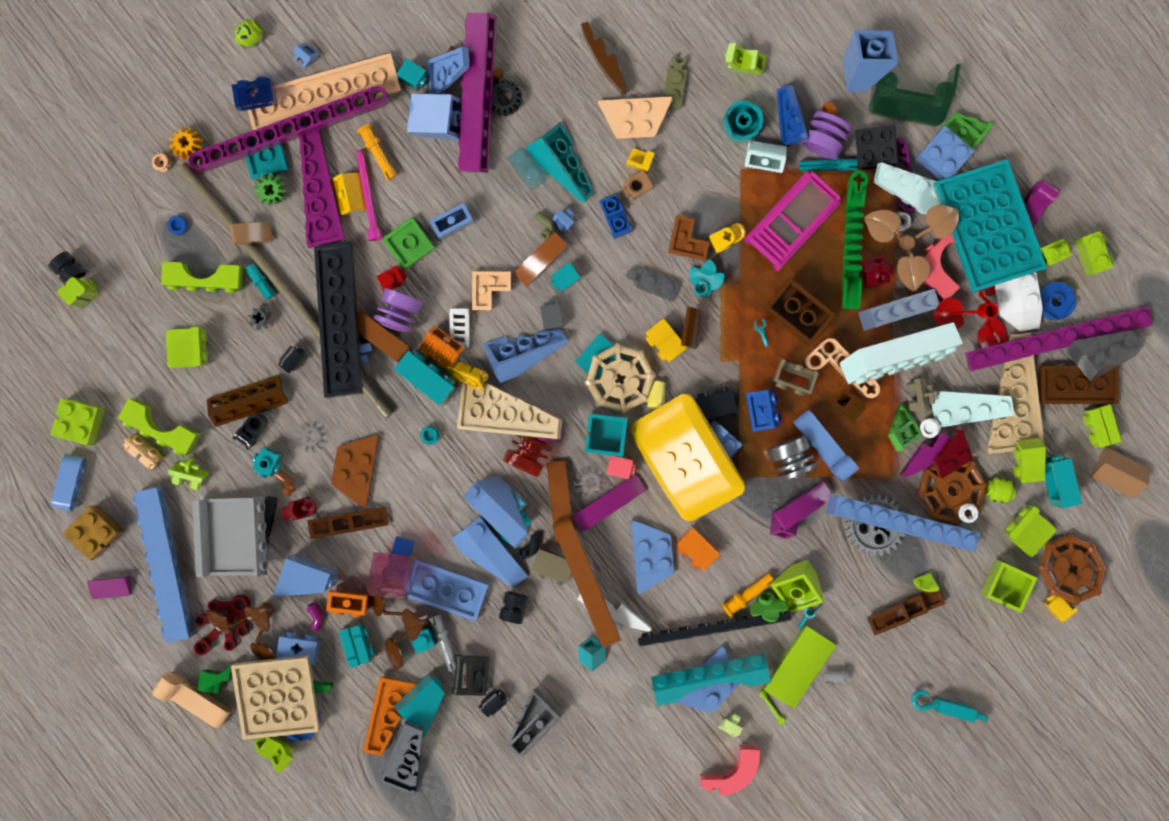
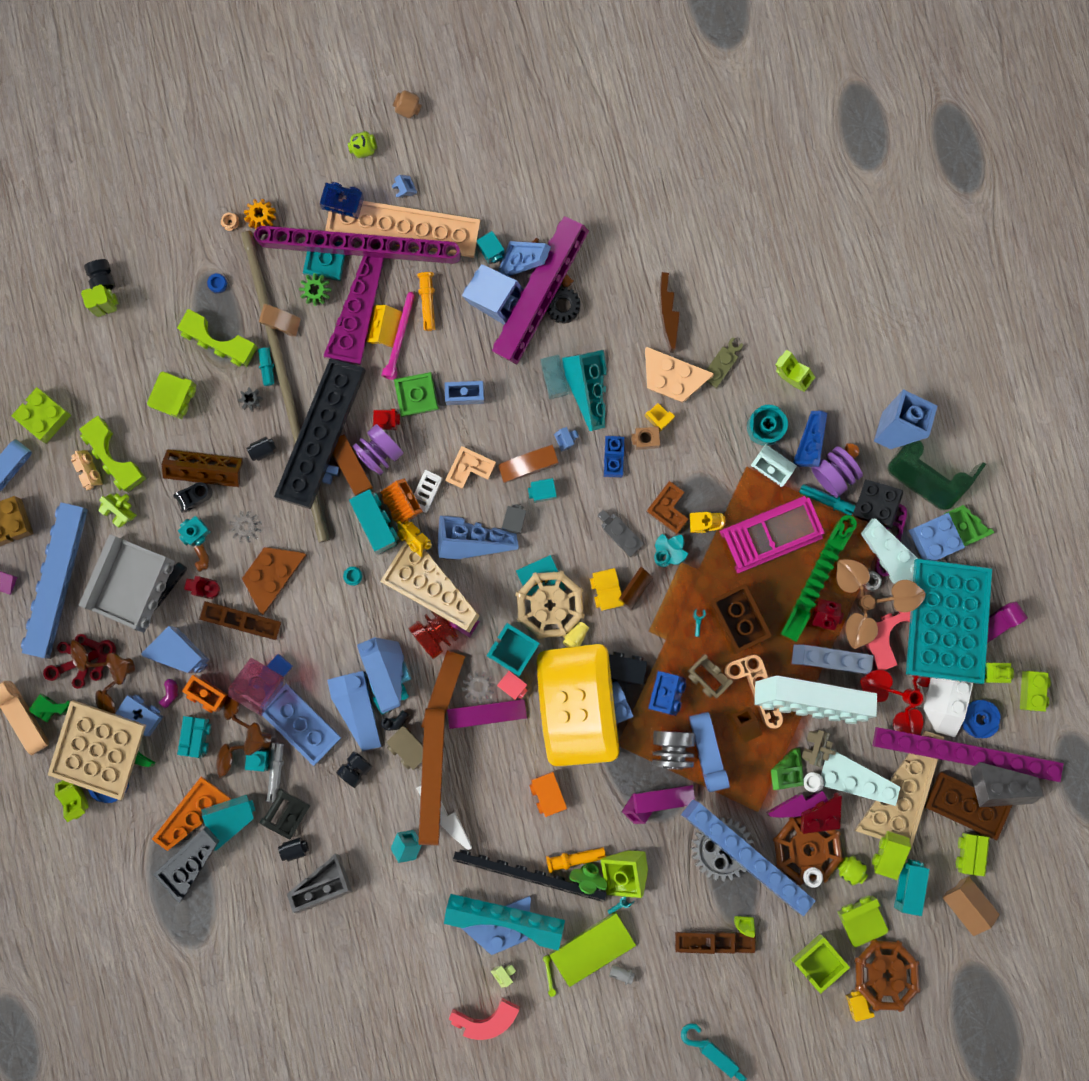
camera: 20 degrees right, 5 degrees down
(548, 225) = (549, 434): olive arm -> none
(651, 555) = (503, 782): medium blue wing -> none

